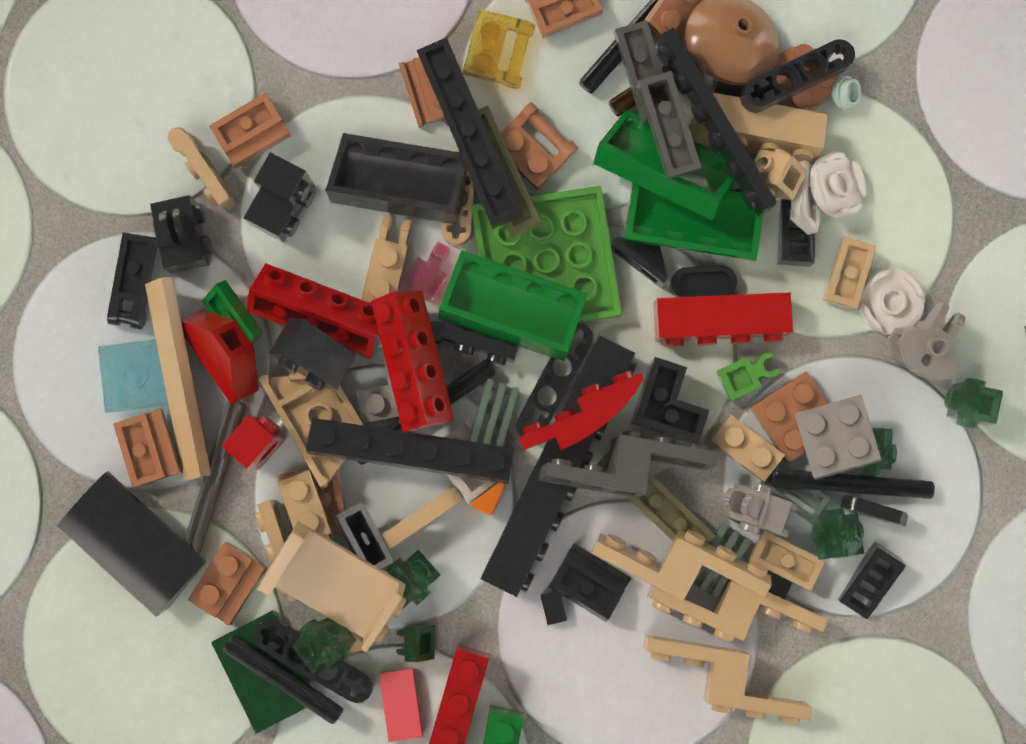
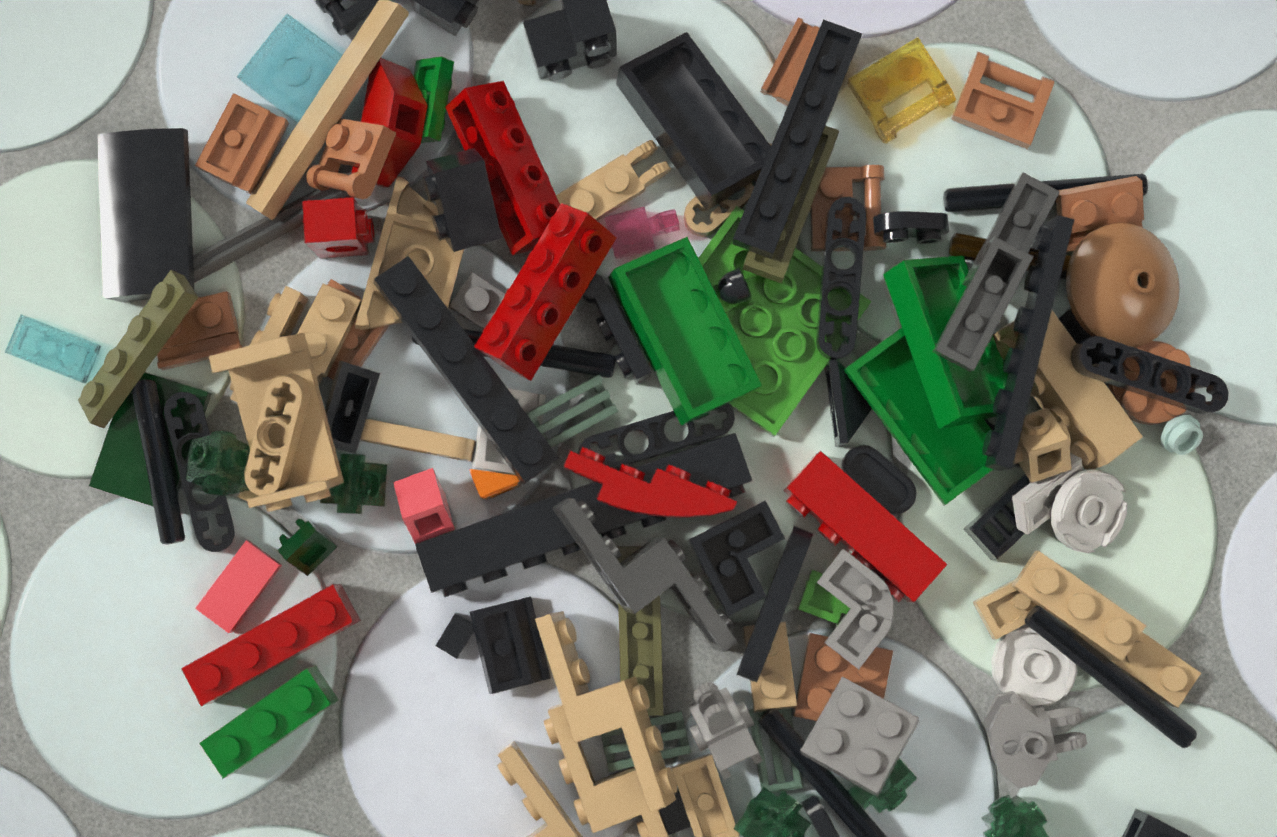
camera: 45 degrees right, 0 degrees up
(154, 676) = (53, 349): none -> clear light blue plate
(206, 626) = (137, 348): none -> olive plate
(219, 383) = (353, 145): none -> nougat plate
(320, 577) = (293, 425): none -> tan beam
(462, 552) = (423, 506): none -> coral brick
(516, 253) = (734, 287): none -> black hinge
(574, 187) = (846, 279): none -> black beam
(575, 127) = (900, 225): none -> black plate
(719, 413) = (775, 604): none -> black beam
(774, 362) = (869, 607): none -> light grey plate
(911, 242) = (1106, 628): none -> tan bracket
(939, 266) = (1110, 676): none -> black axle

